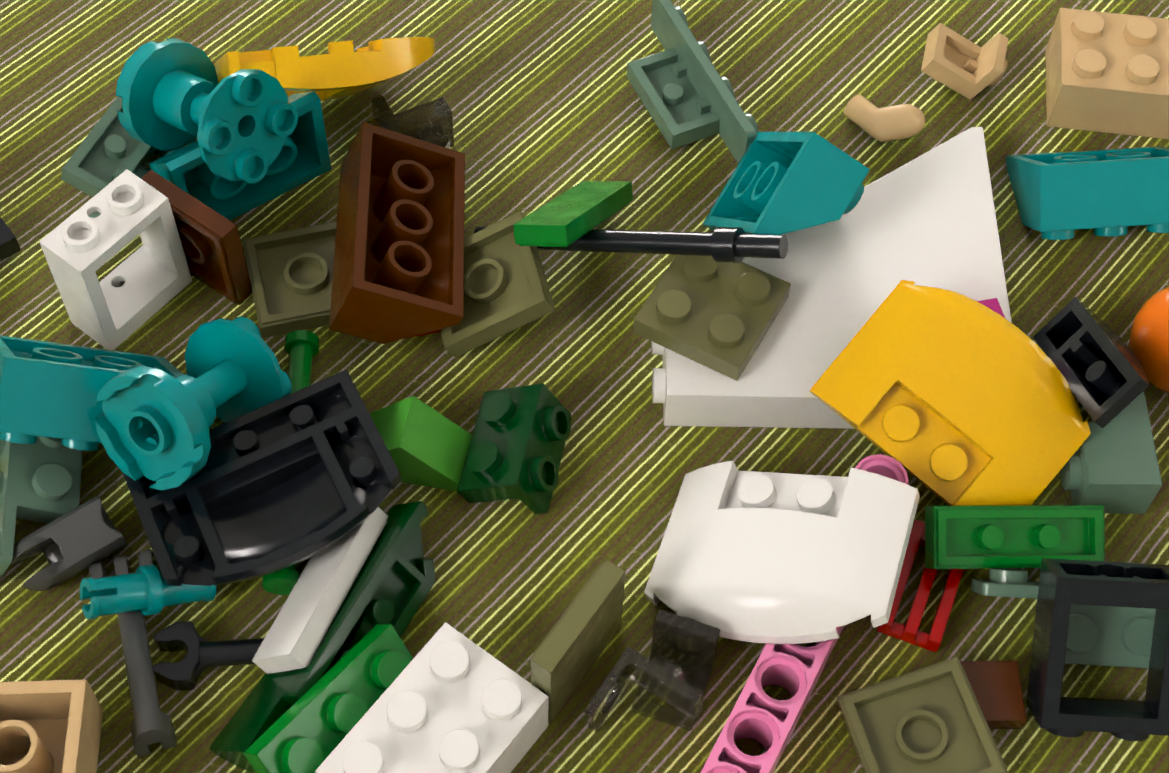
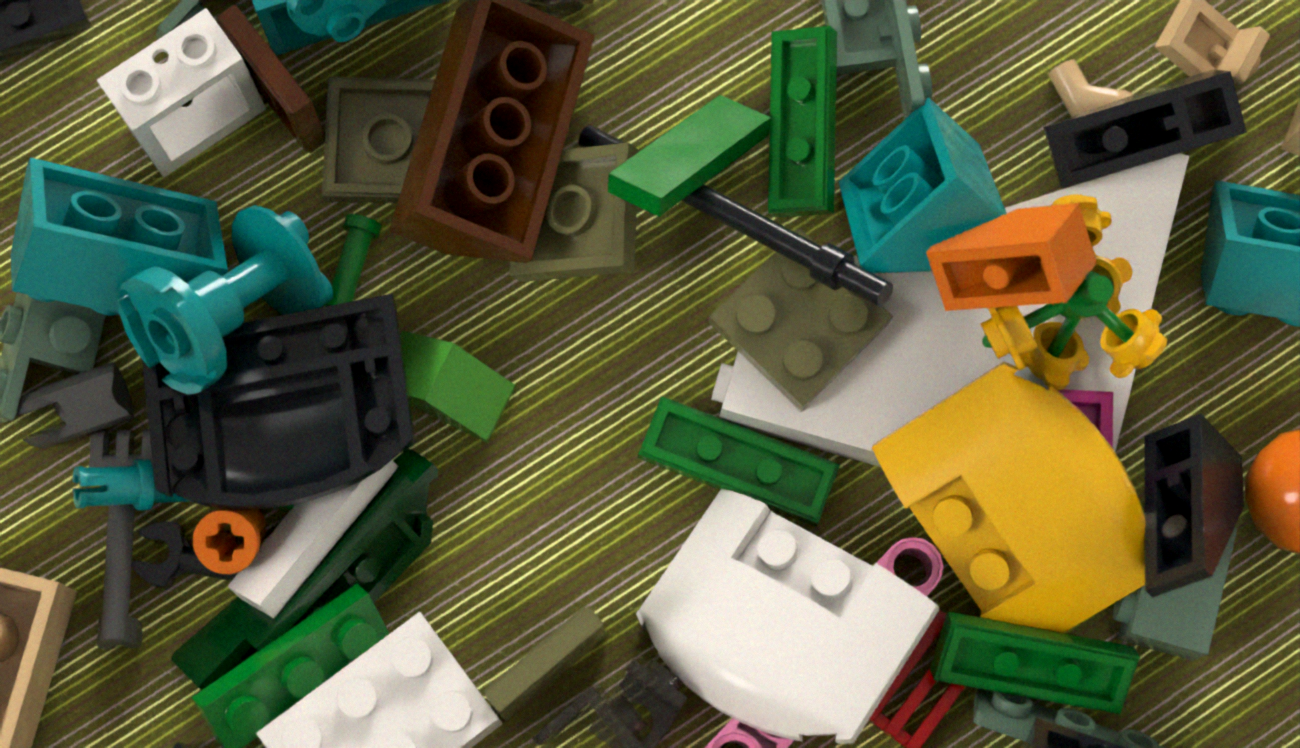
camera: 15 degrees right, 20 degrees up
(229, 600) = (219, 549): none -> orange bush
(516, 447) = (553, 414): dark green bracket -> none
(656, 173) = (802, 122): none -> green tile
(680, 445) = (738, 460): none -> green tile
(881, 187) = (1015, 259): none -> orange slope
(945, 223) = (1056, 347): none -> yellow plant
(958, 102) = (1145, 127): none -> black slope

